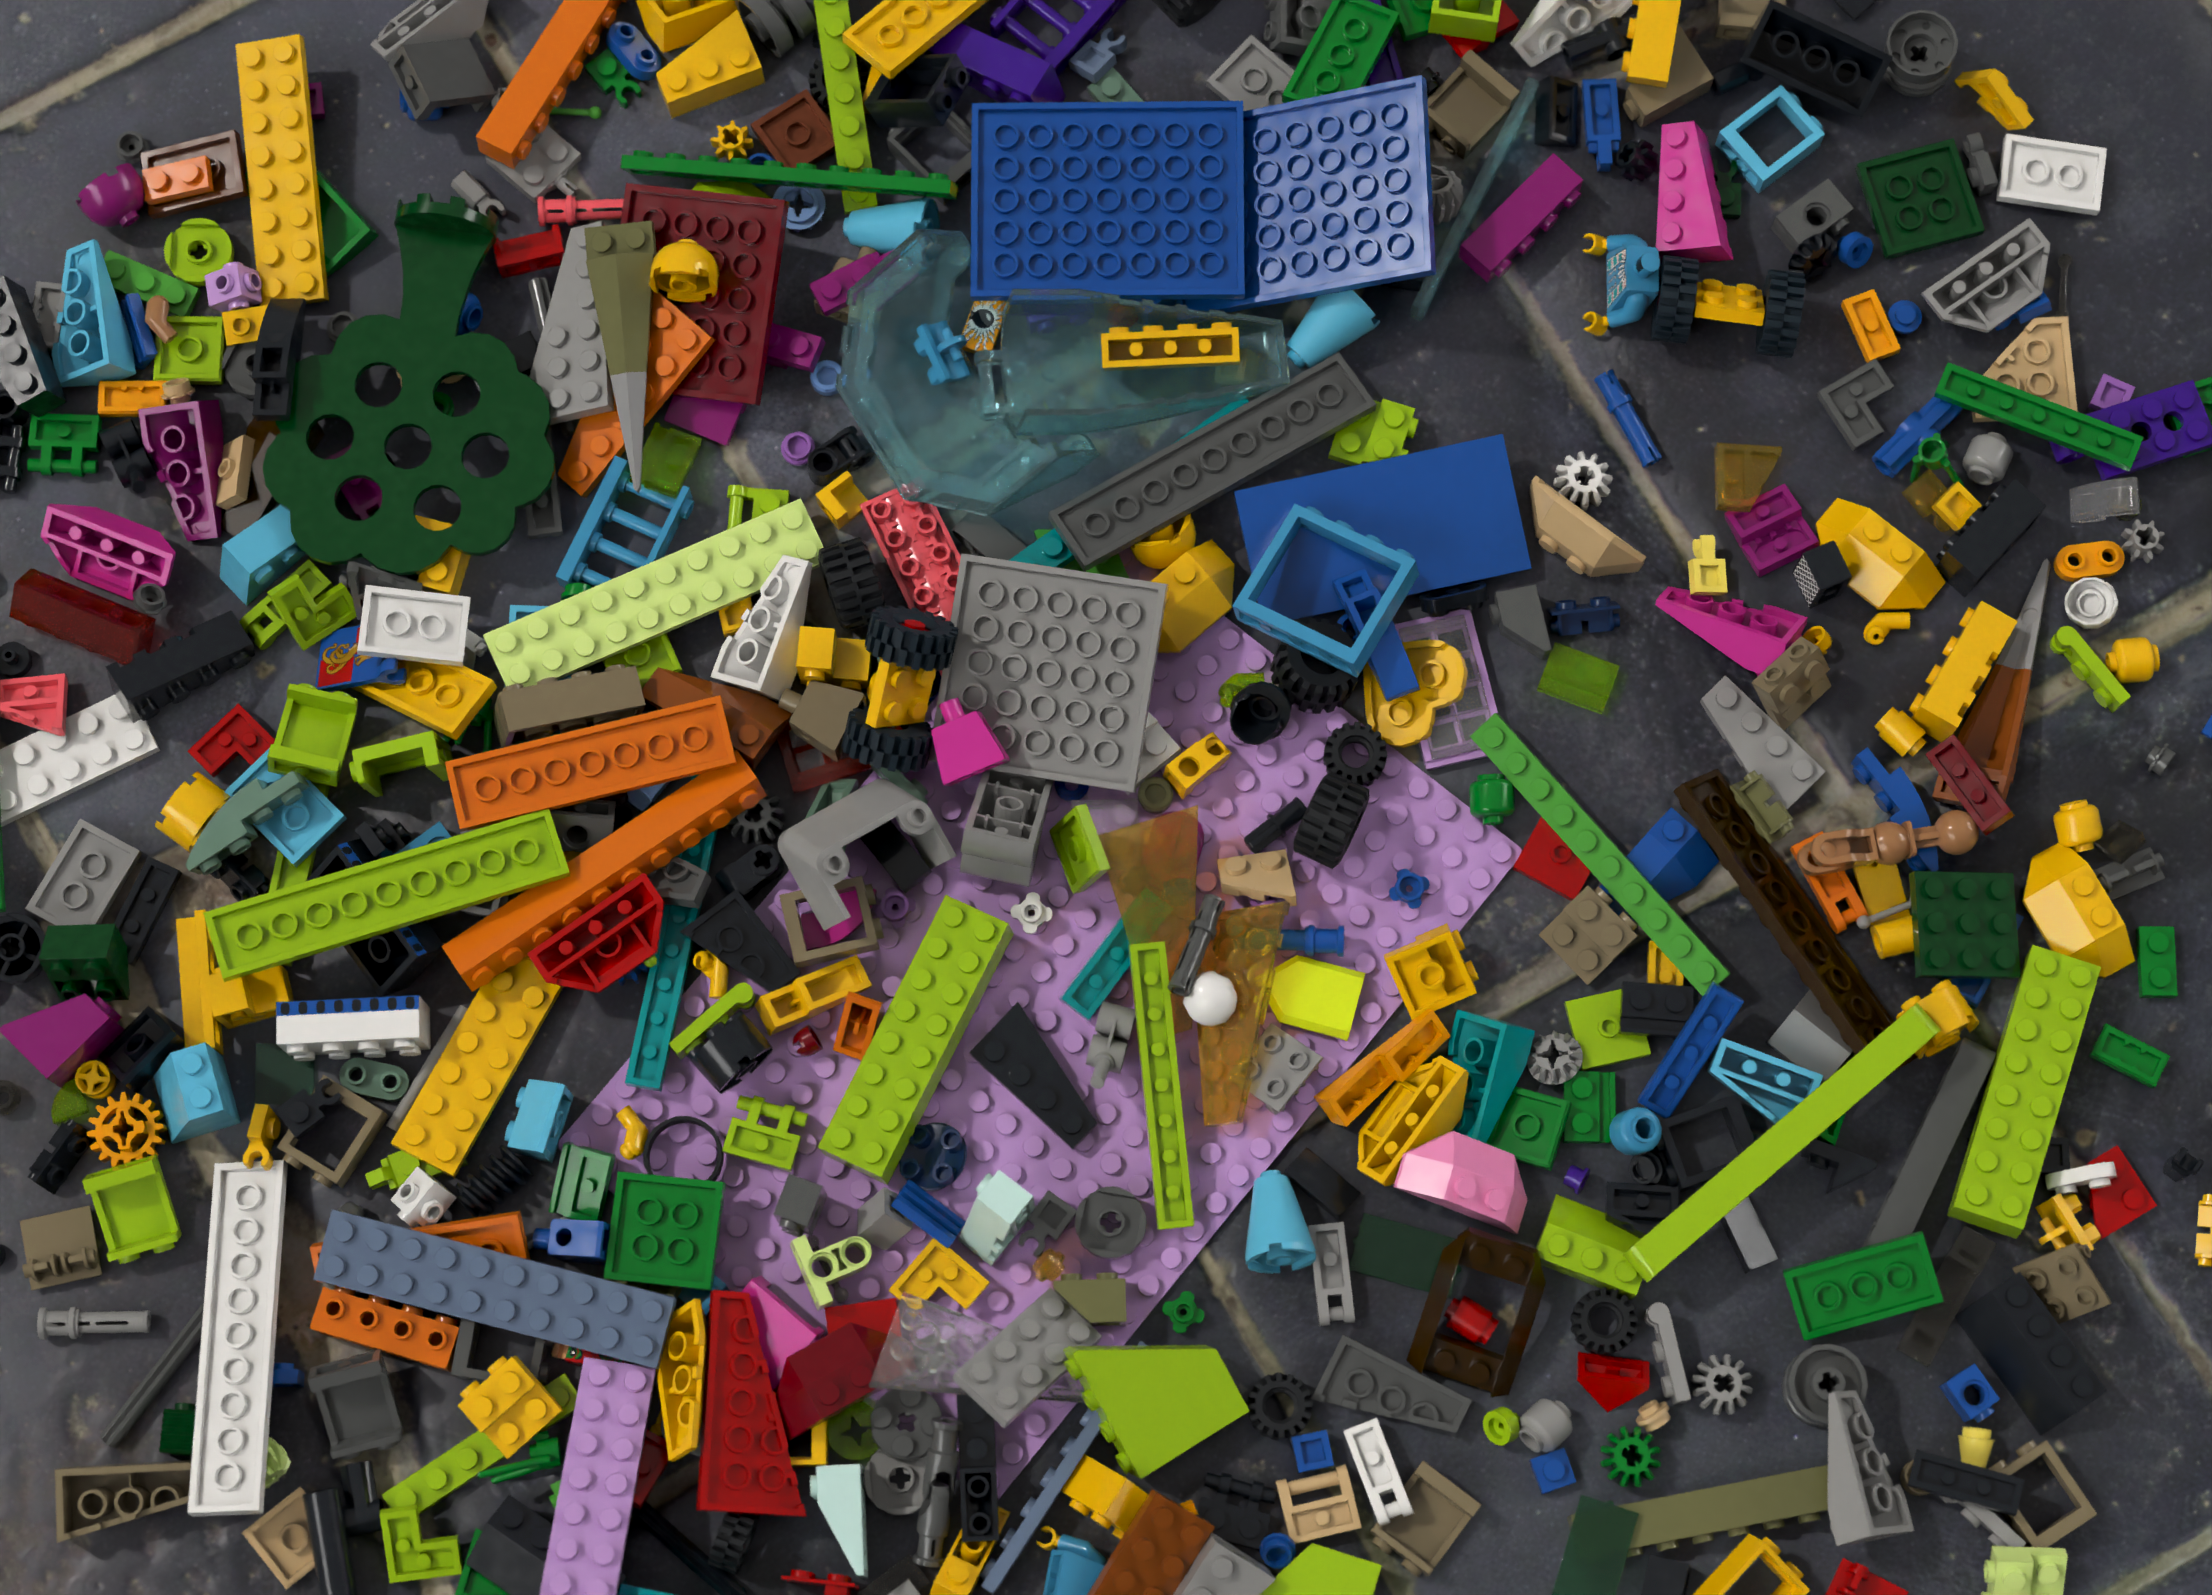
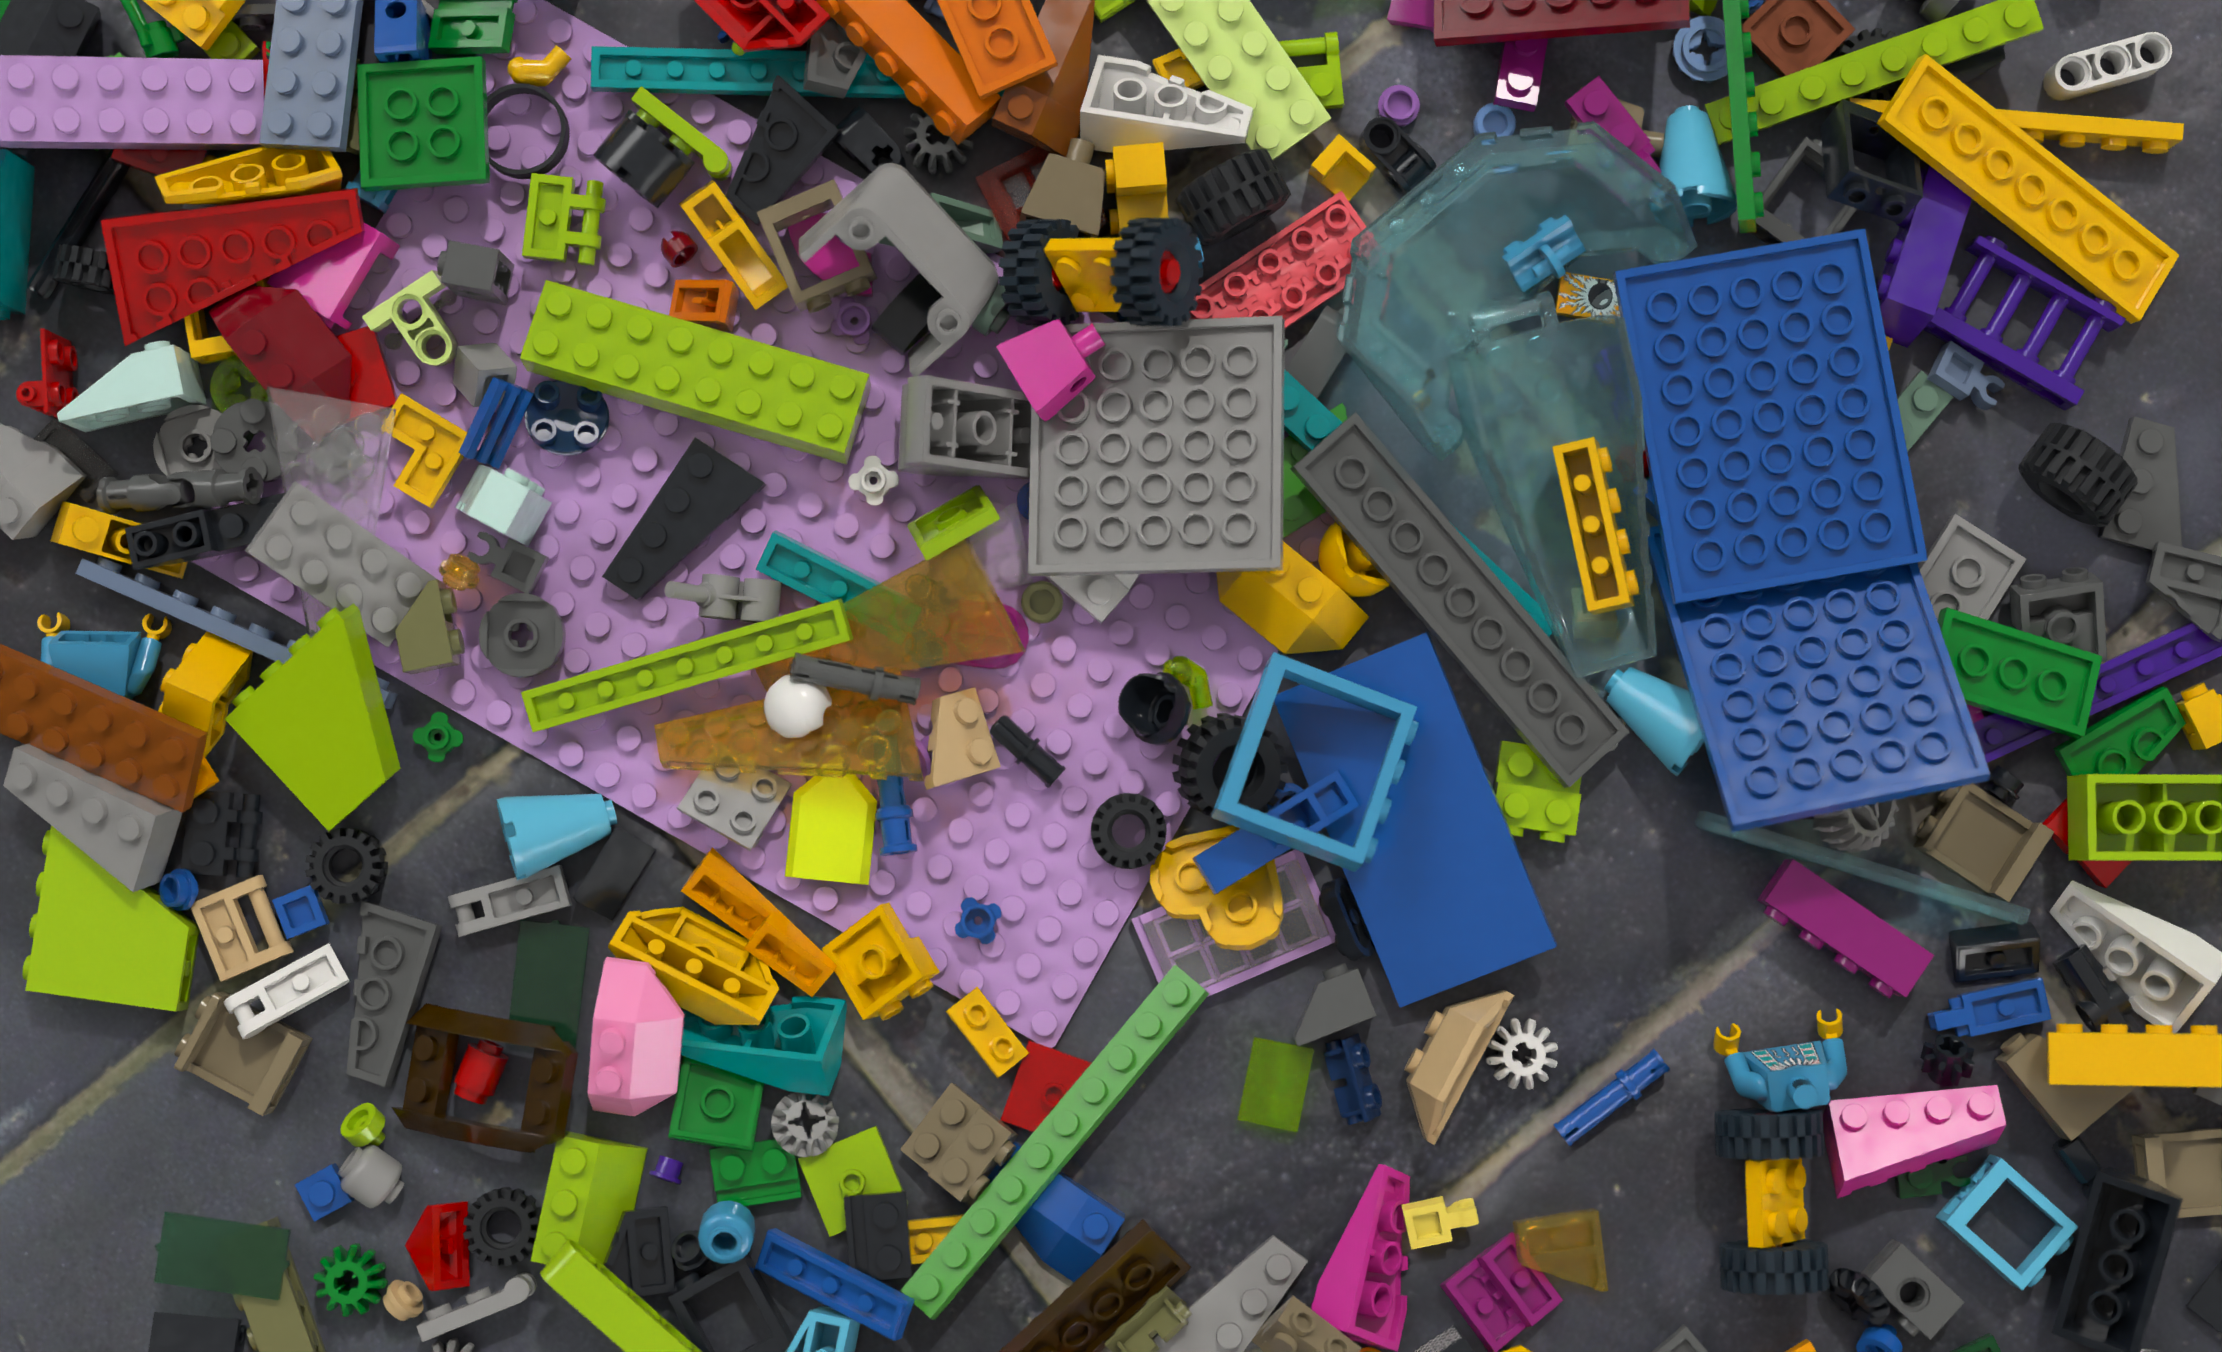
camera: 80 degrees right, 10 degrees up
(715, 970) = (743, 128): yellow arm -> none
(1196, 764) = (1085, 644): yellow leg -> none
(1331, 820) = (1035, 814): black tyre -> none
(1491, 798) = (1104, 1002): green head -> none
(1501, 896) = (987, 1032): none -> yellow hinge

